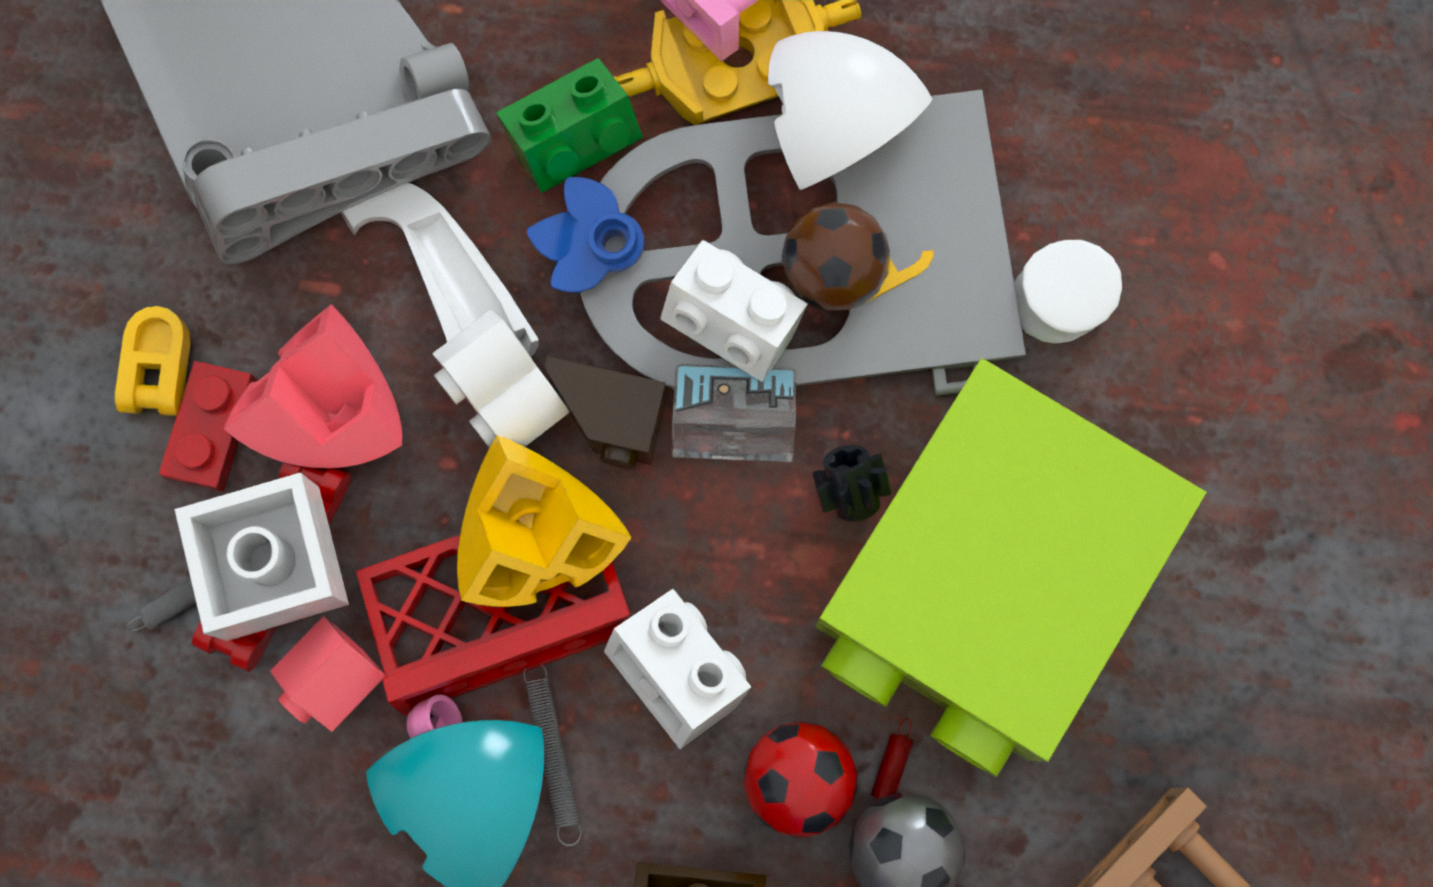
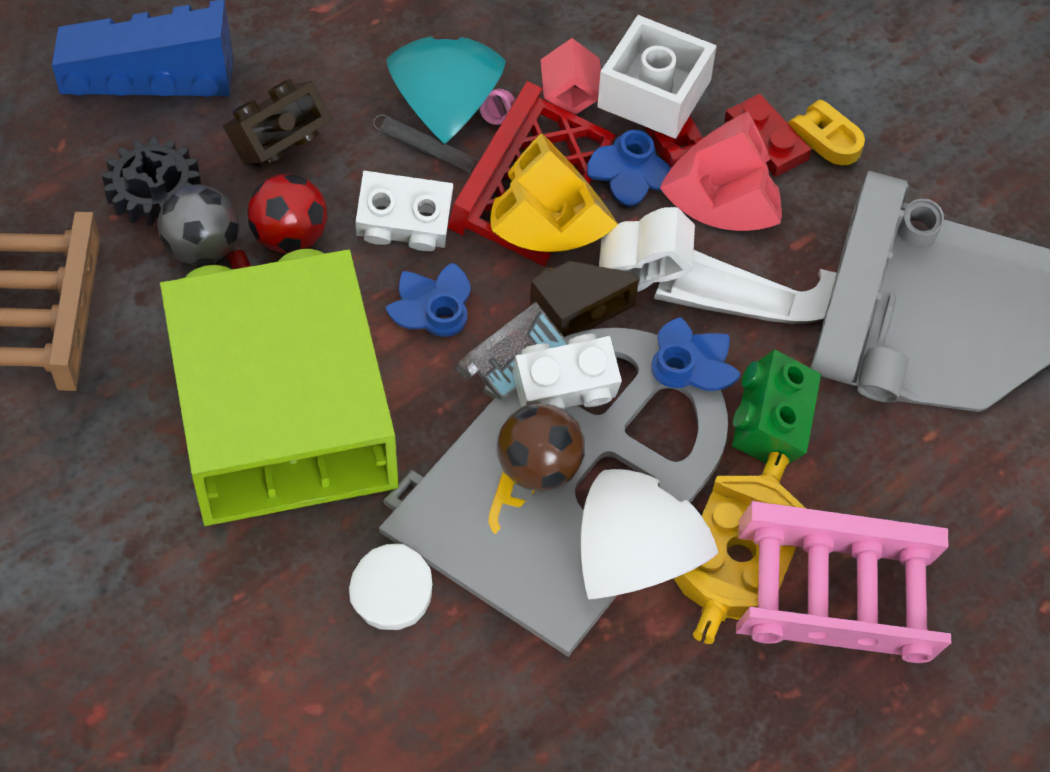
camera: 130 degrees right, 20 degrees down
(395, 509) = (629, 172): none -> blue plate
(741, 559) = (427, 300): none -> blue plate
(852, 483) = (407, 369): black gear -> none

